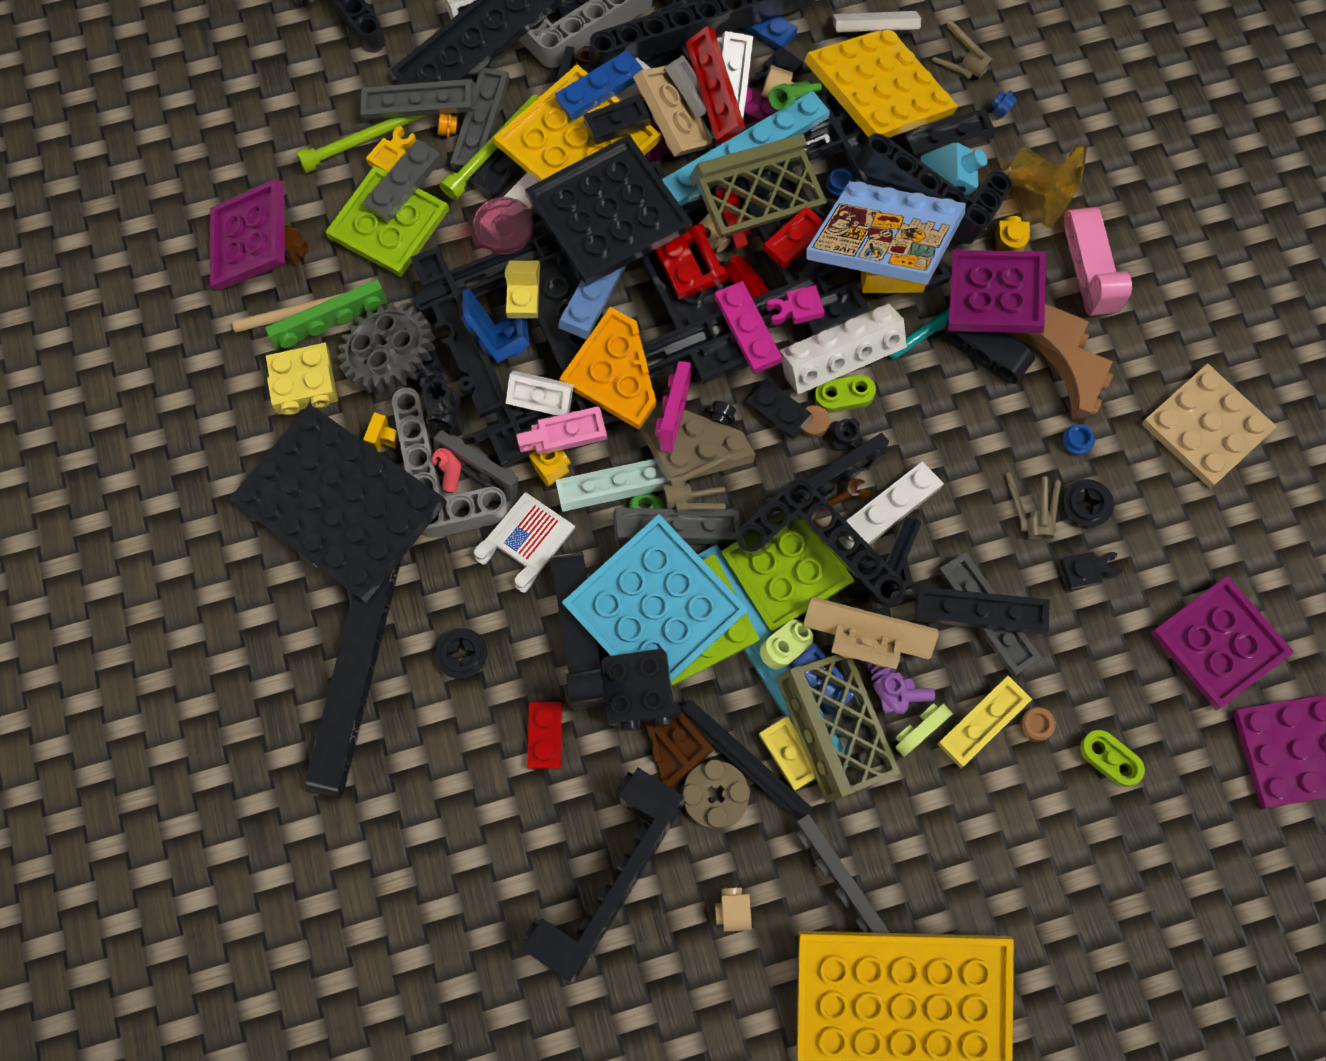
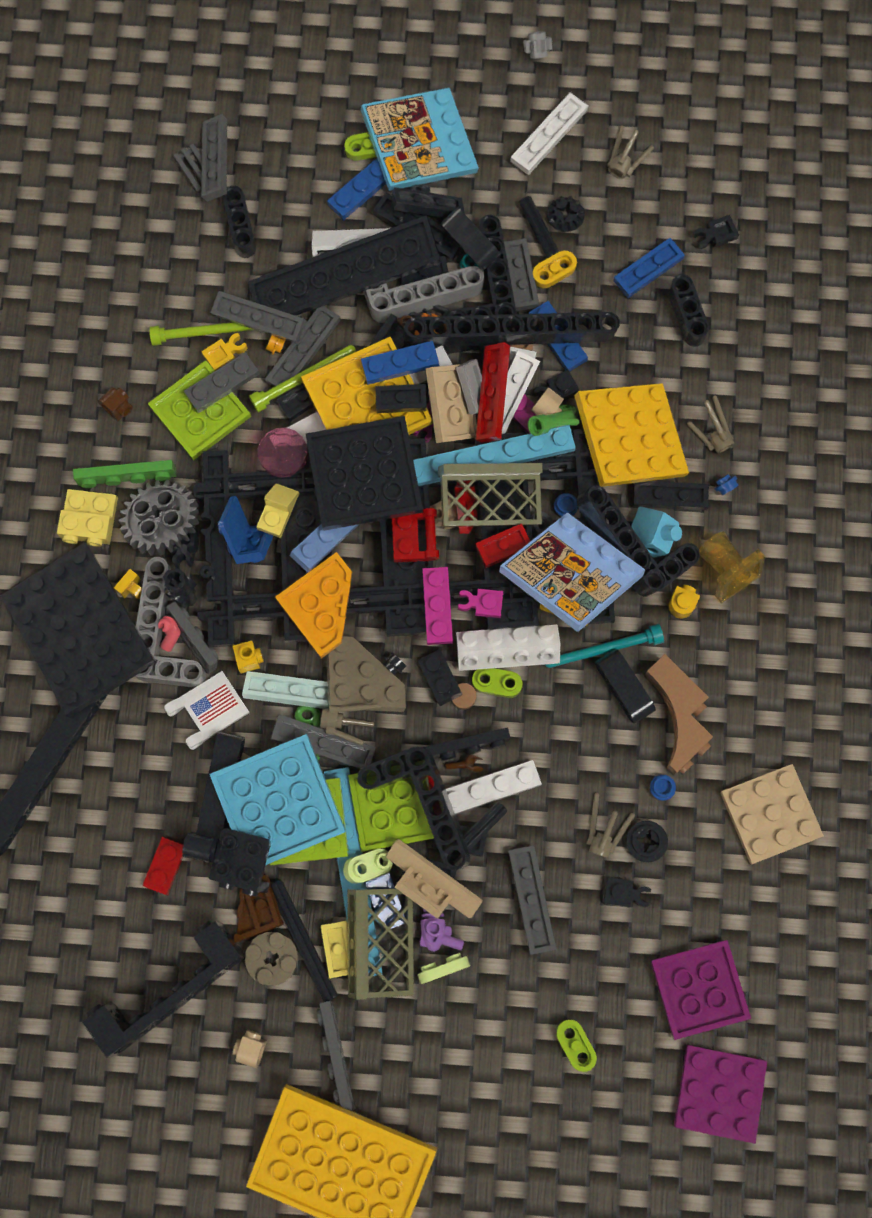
camera: 20 degrees right, 5 degrees up
(247, 235) = (86, 387): magenta plate -> none
(274, 316) = (95, 458): tan bar -> none
(450, 644) = (121, 770): black gear -> none
(539, 393) = (256, 603): white plate -> none
(564, 432) = (264, 640): bright pink hinge -> none
(673, 406) = (356, 648): dark pink plate -> none
(741, 270) = (457, 561): red plate -> none
(846, 425) = (480, 709): black plate -> none
(876, 21) = (654, 375): white tile -> none
(982, 610) = (524, 897): black plate -> none
(984, 722) = (492, 981): light yellow plate -> none
(998, 291) = (645, 647): magenta plate -> none
(1037, 724) = (533, 997): medium nougat tile -> none
(1099, 283) = (735, 668): bright pink beam -> none

